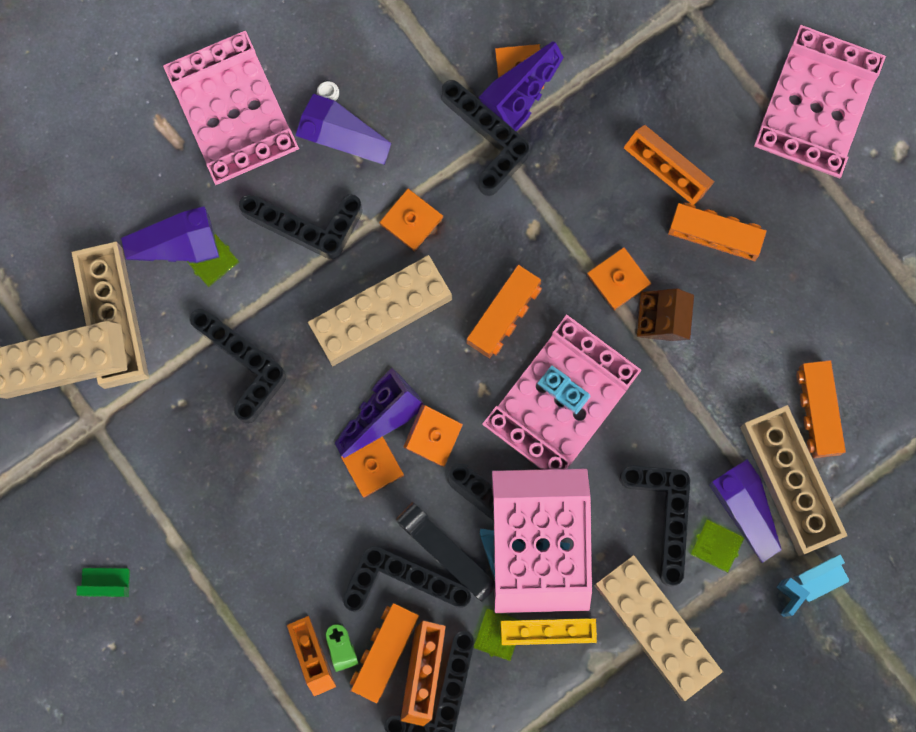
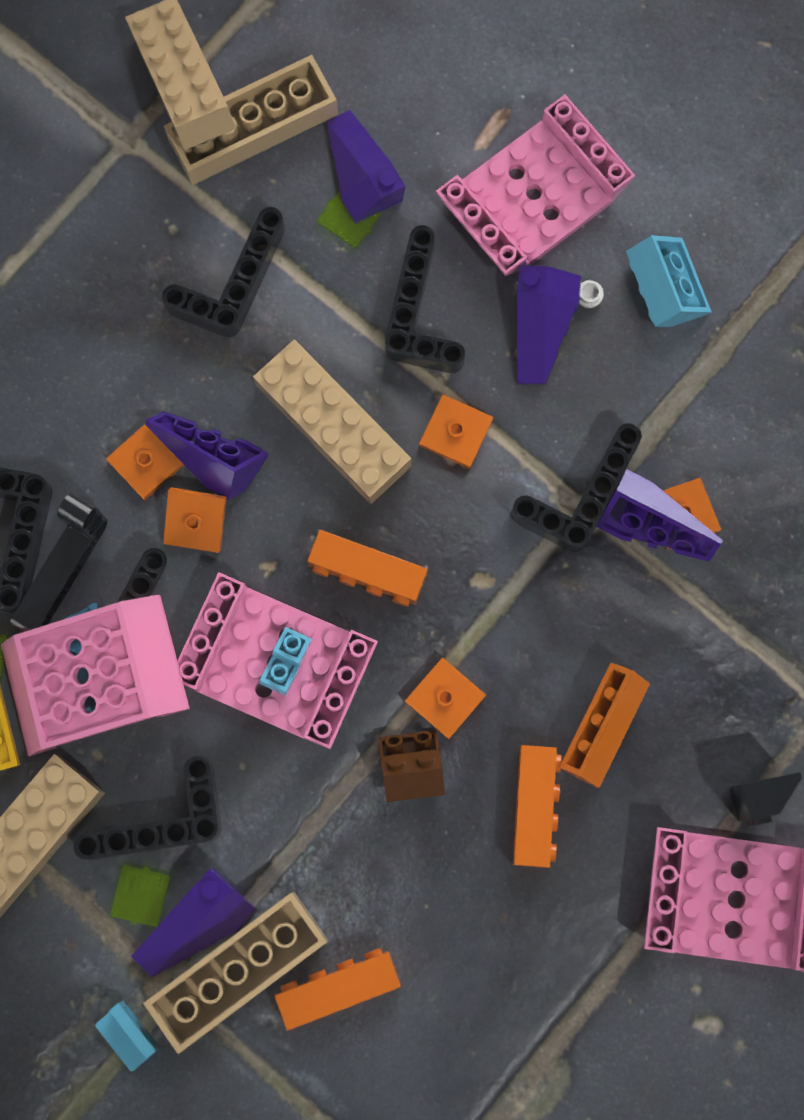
camera: 75 degrees right, 0 degrees up
(334, 31) = (667, 281): none -> medium azure slope
(749, 64) = (763, 798): none -> black slope
(795, 593) = (94, 1005): dark azure panel -> none

